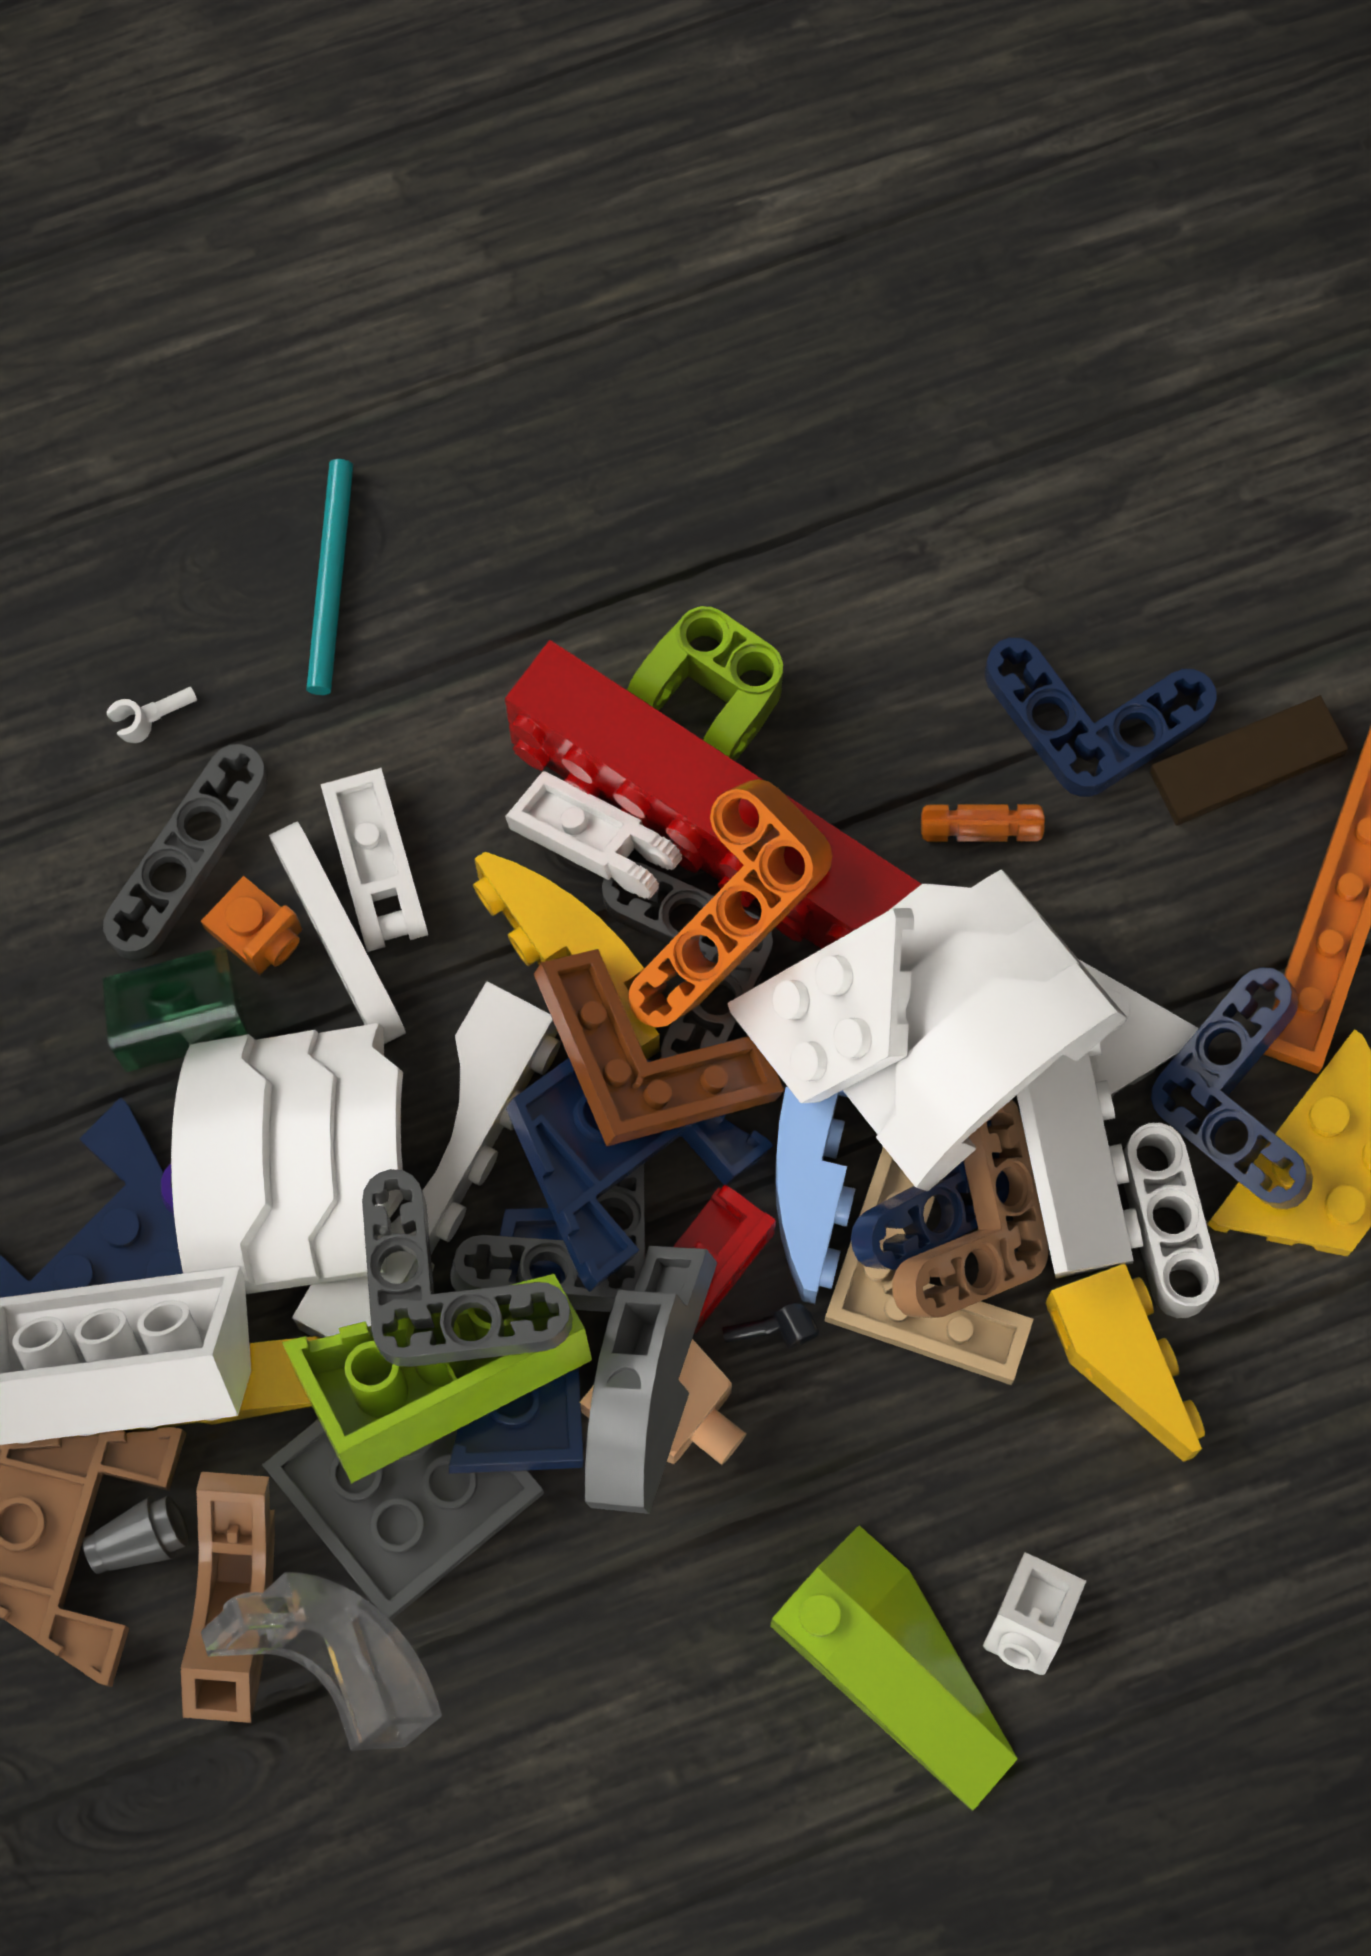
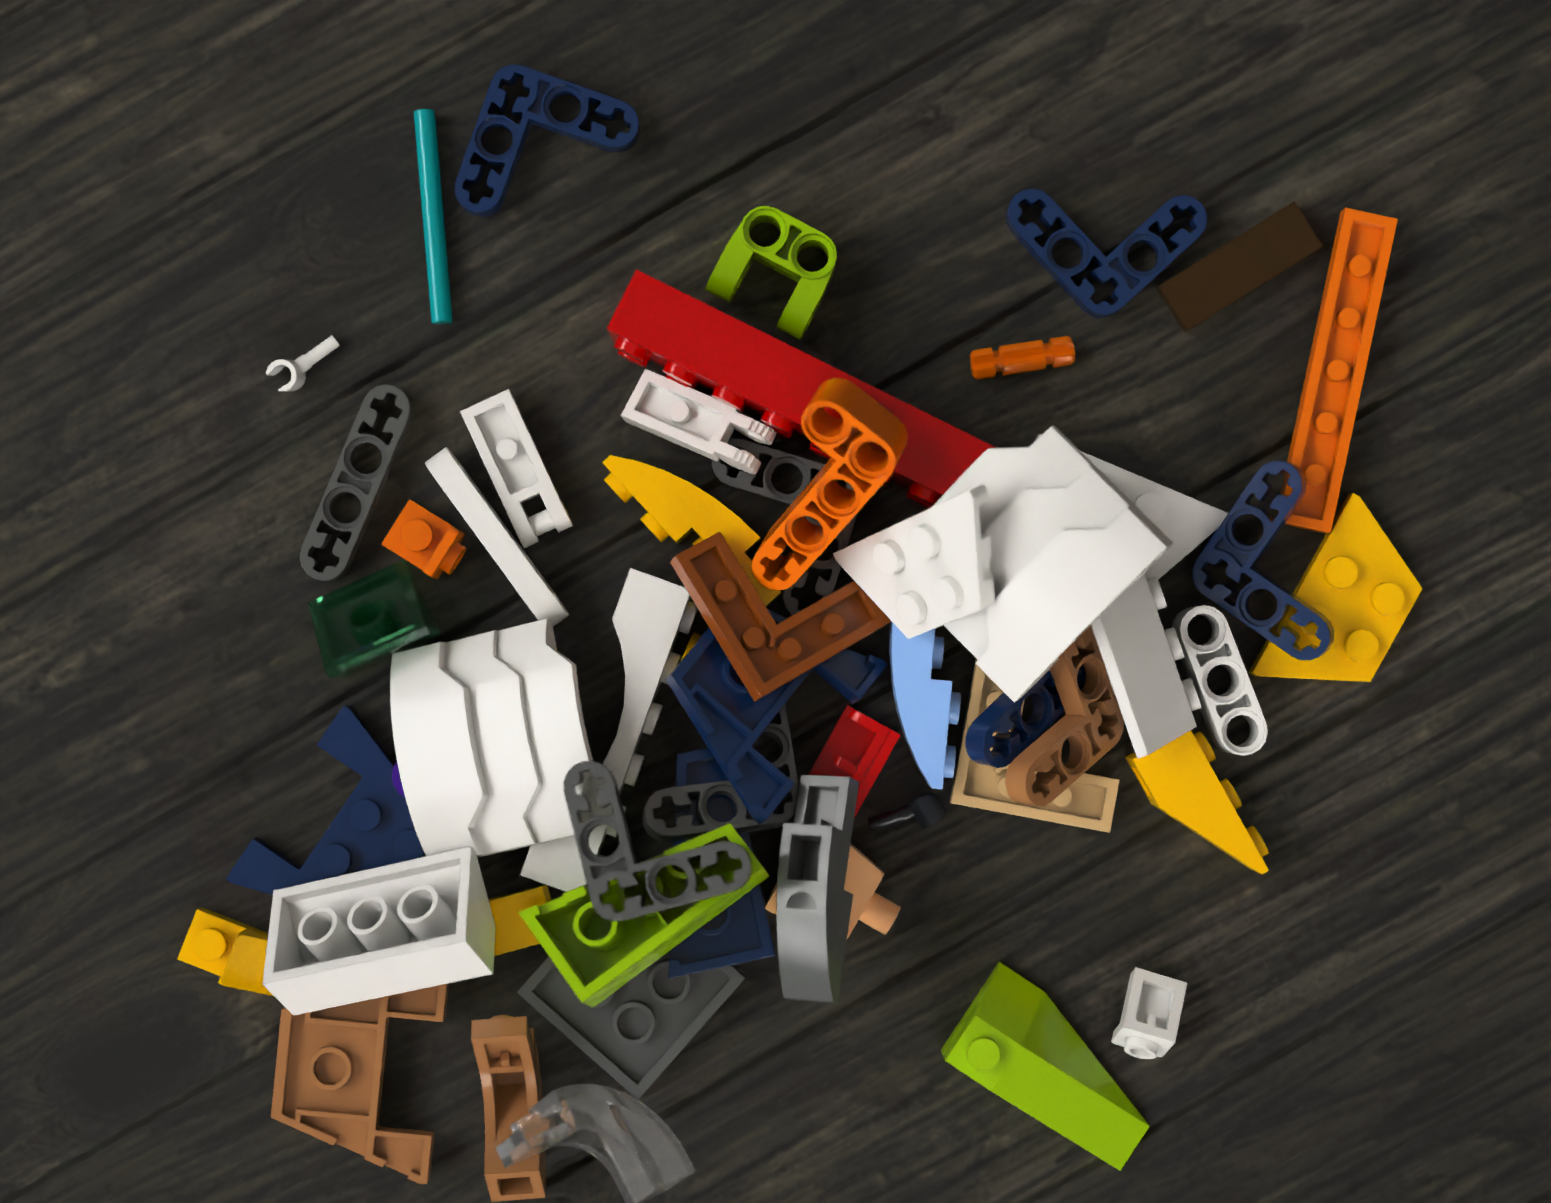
camera: 10 degrees left, 15 degrees up
(138, 1536) = (429, 1061): dark grey cone -> none
(462, 480) = (536, 111): none -> dark blue beam

